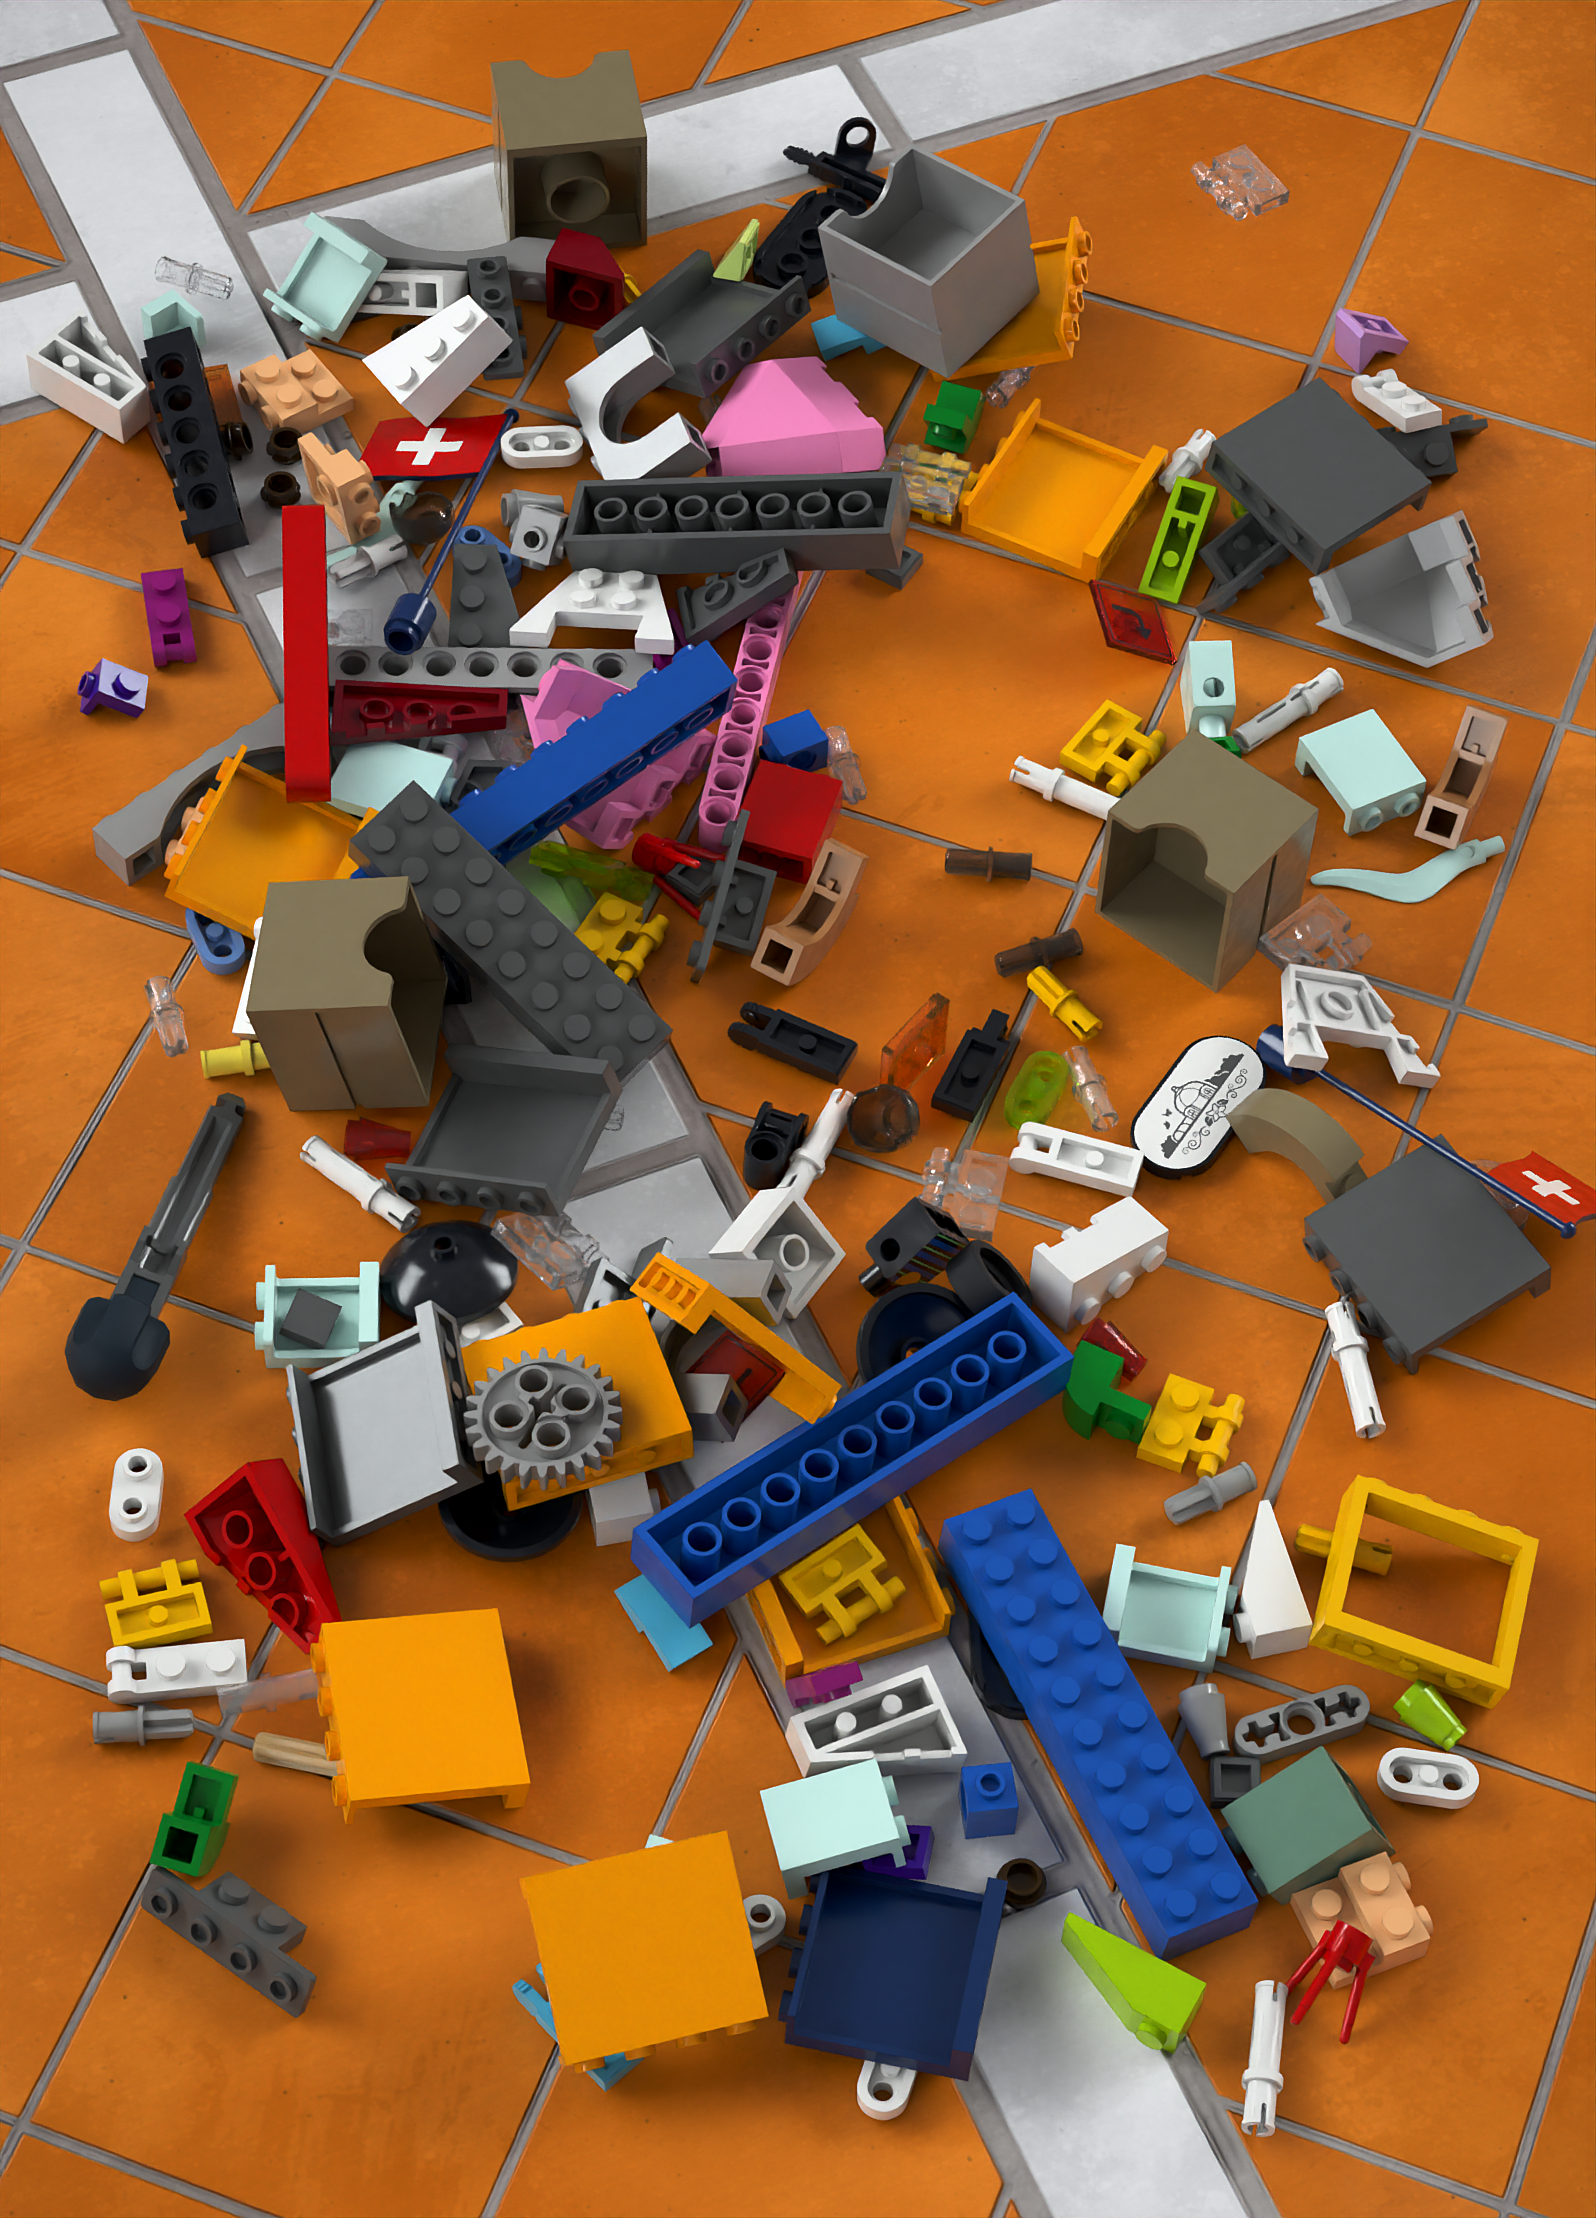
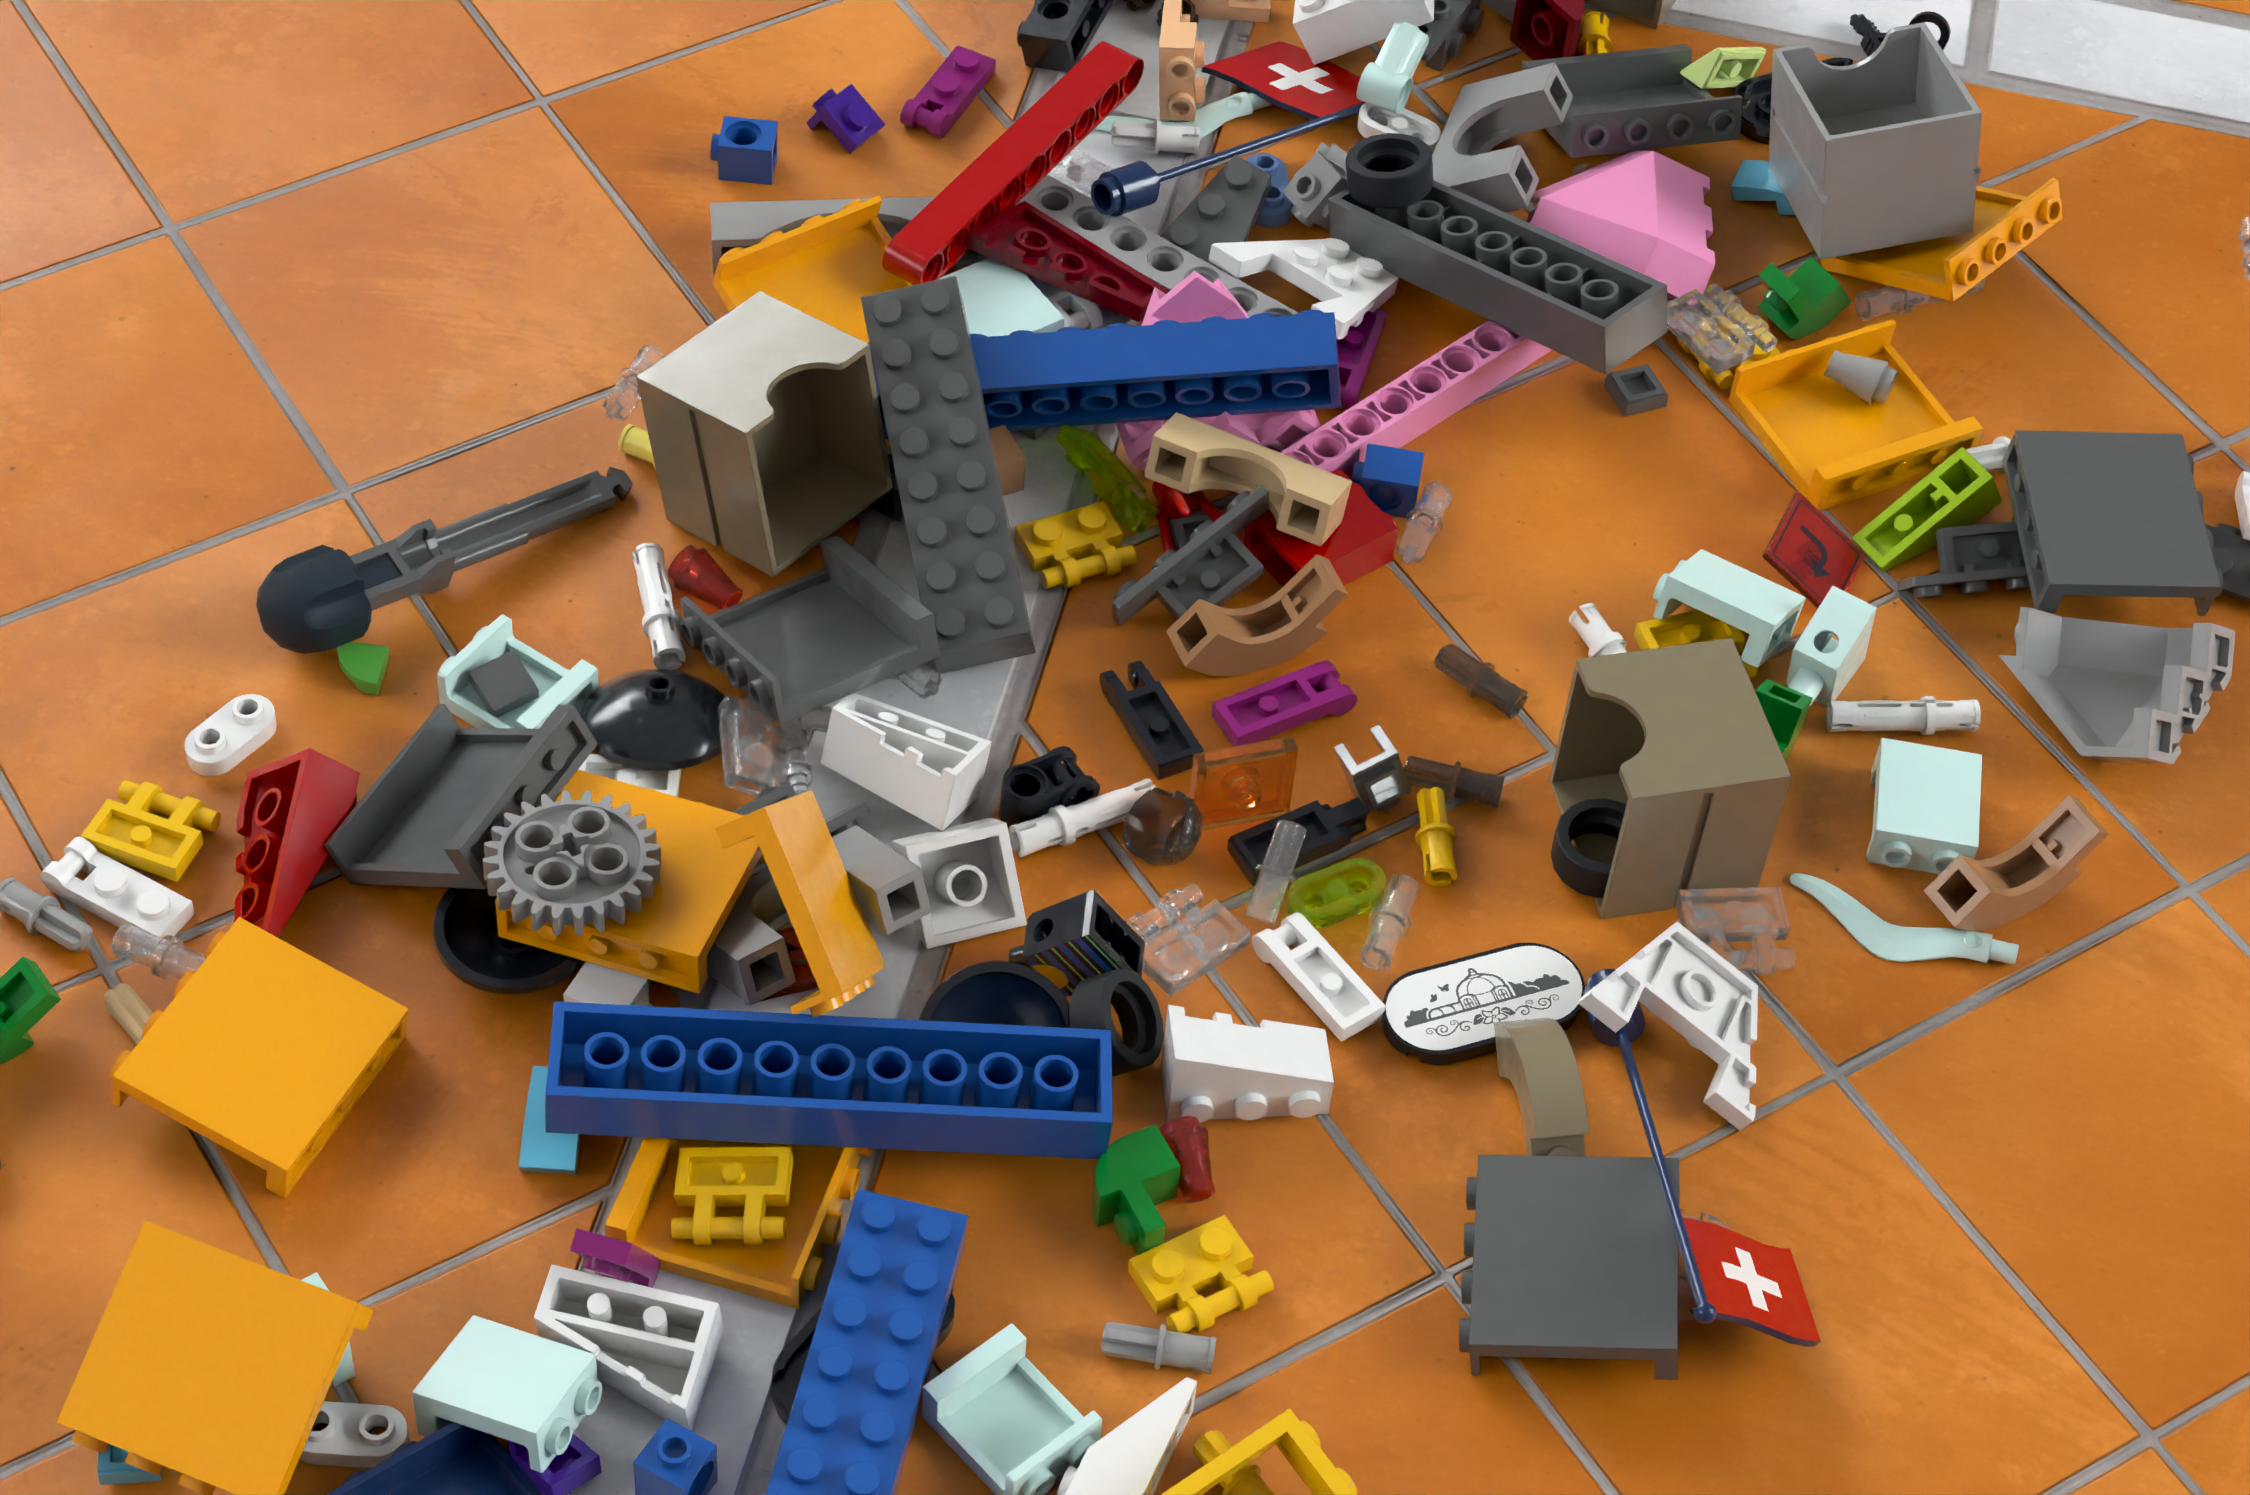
camera: 35 degrees right, 5 degrees down
(65, 764) = (746, 150): none -> blue brick
(183, 1374) = (364, 665): none -> bright green tile
(280, 490) = (1140, 43): dark brown plate -> none
(422, 517) = (1234, 124): clear smoke hair -> none
(511, 408) = (1390, 79): none -> light aqua piece
(601, 512) = (1389, 188): none -> black tyre
(665, 1185) = (906, 758): none -> white wedge
(668, 812) = (1202, 457): none -> tan arch
(730, 599) = (1443, 326): dark grey wing -> none
(873, 972) = (1283, 704): none -> magenta plate
(991, 1102) = (1276, 872): none -> clear axle
(997, 985) = (1378, 780): none -> dark grey window
(1049, 456) = (1863, 376): none -> light grey cone
(1114, 691) = (1733, 597): none -> light aqua panel
(1186, 913) = (1581, 818): none -> black tyre
(1351, 1352) = (1420, 1310): white pin -> none

